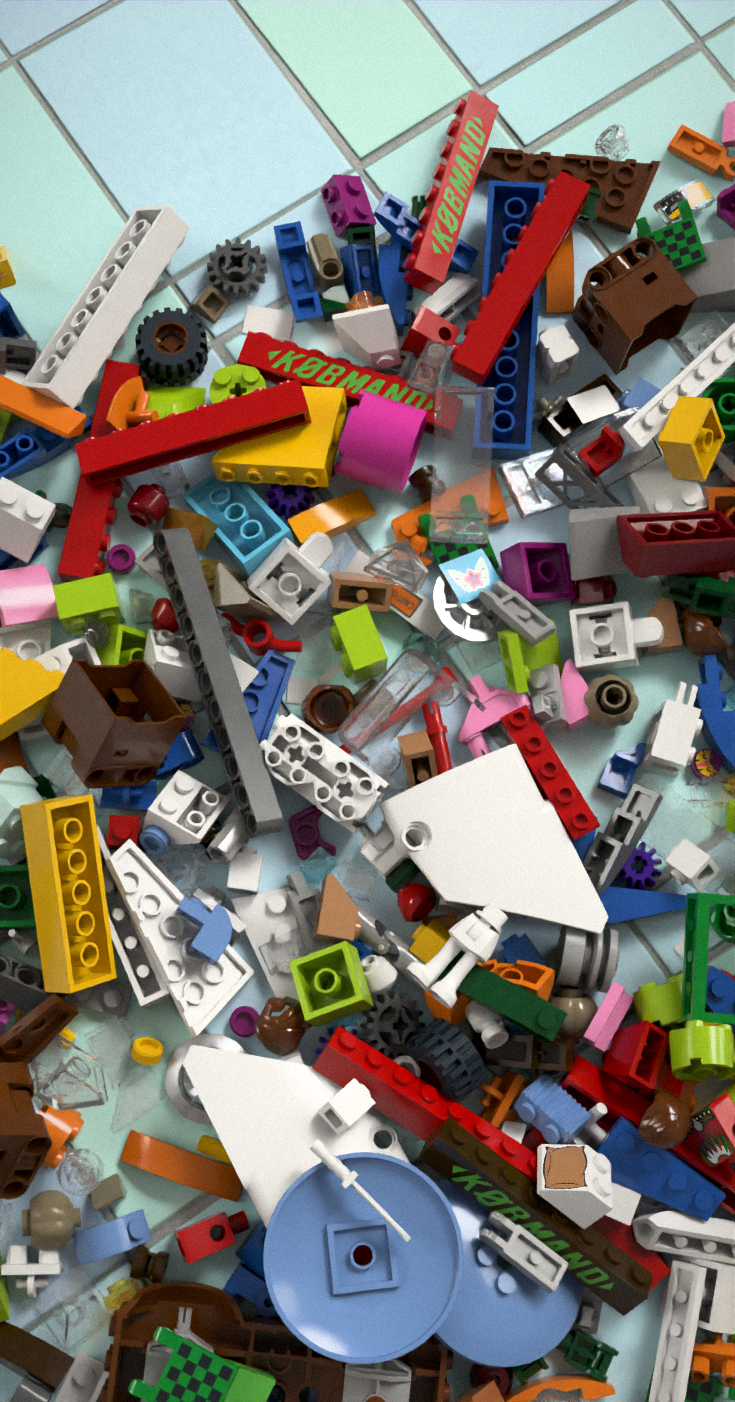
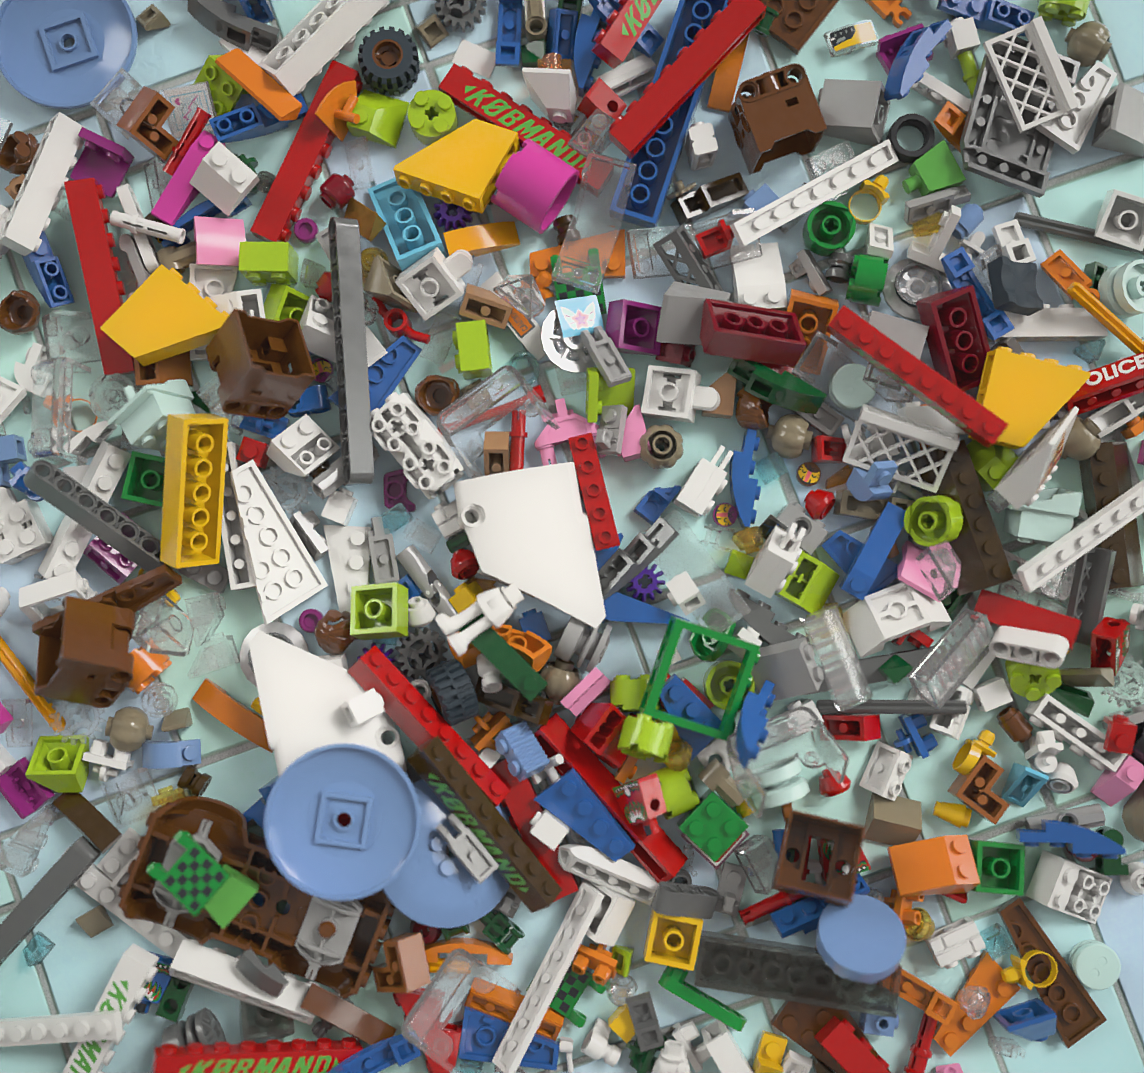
camera: 20 degrees right, 10 degrees up
(22, 941) = (156, 515): white hand -> none
(97, 634) = (266, 289): clear smoke plate -> none
(147, 1050) = (231, 623): yellow tile -> none
(155, 839) = (273, 465): medium blue tile -> none
(193, 432) = (383, 140): red brick -> none
(195, 1238) = (231, 773): red torso -> none
(214, 931) = (300, 548): medium blue brick -> none
(289, 947) = (360, 574): clear slope -> none
(299, 688) = (420, 372): white sticker -> none
(336, 914) = (397, 560): medium nougat slope -> none
(347, 1178) = (344, 763): white sword -> none
(575, 1181) = (519, 808): white slope -> none
(593, 404) = (720, 196): white sticker -> none
(665, 1121) = (602, 782): reddish brown hair -> none
(677, 241) = (830, 74): green flag -> none
(691, 438) = (788, 247): yellow brick -> none

